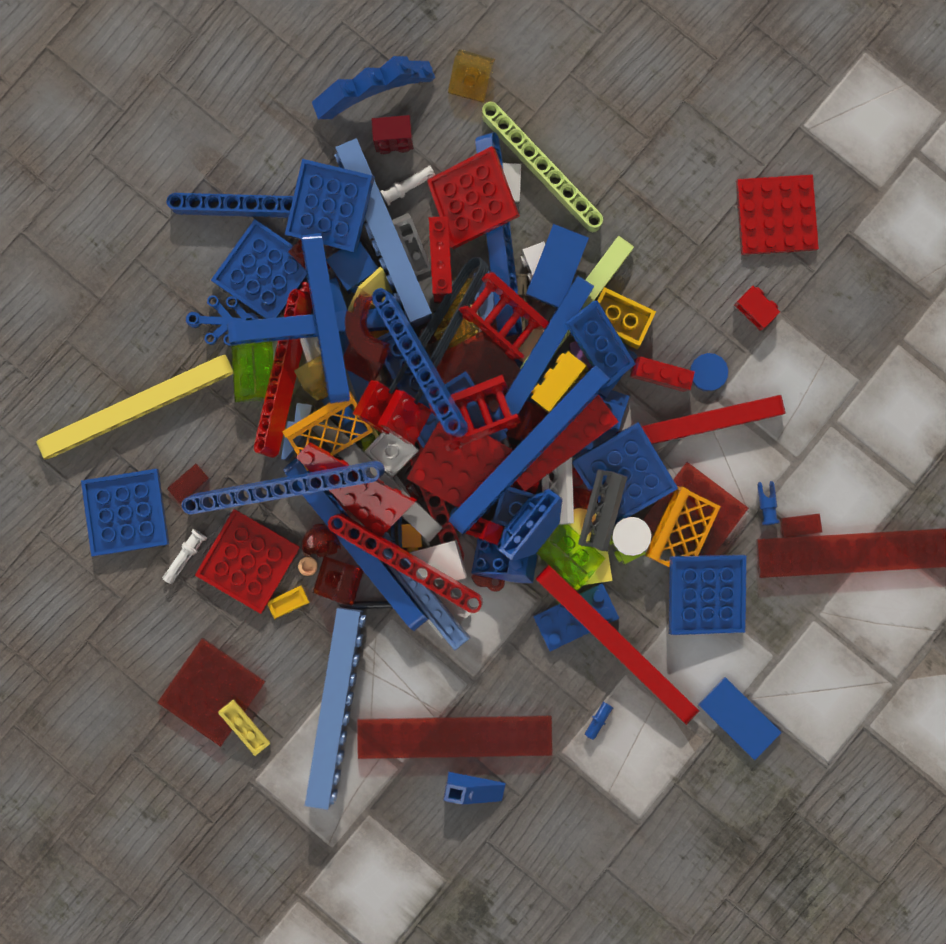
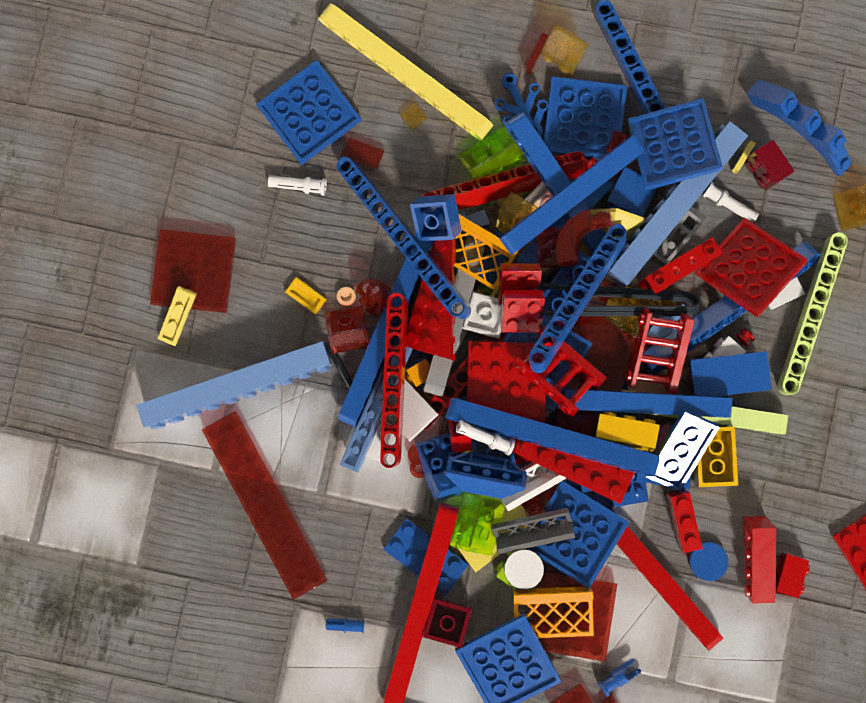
camera: 60 degrees right, 0 degrees up
(179, 421) = (413, 117): none -> clear yellow tile
(182, 282) = (536, 53): none -> clear red tile
(193, 256) = (564, 50): none -> clear yellow slope
(247, 561) = (323, 241): red plate -> none
(281, 449) = (436, 217): none -> blue brick
(373, 152) = (743, 157): none -> light yellow piece
(413, 491) = (461, 353): clear red tile -> none
(472, 790) = (226, 545): blue slope -> none
(504, 503) = (493, 440): none -> white pin
(531, 235) = (745, 337): none -> red bush
(643, 628) = (447, 622): none -> dark red brick
(729, 327) = (759, 559): none -> wedge

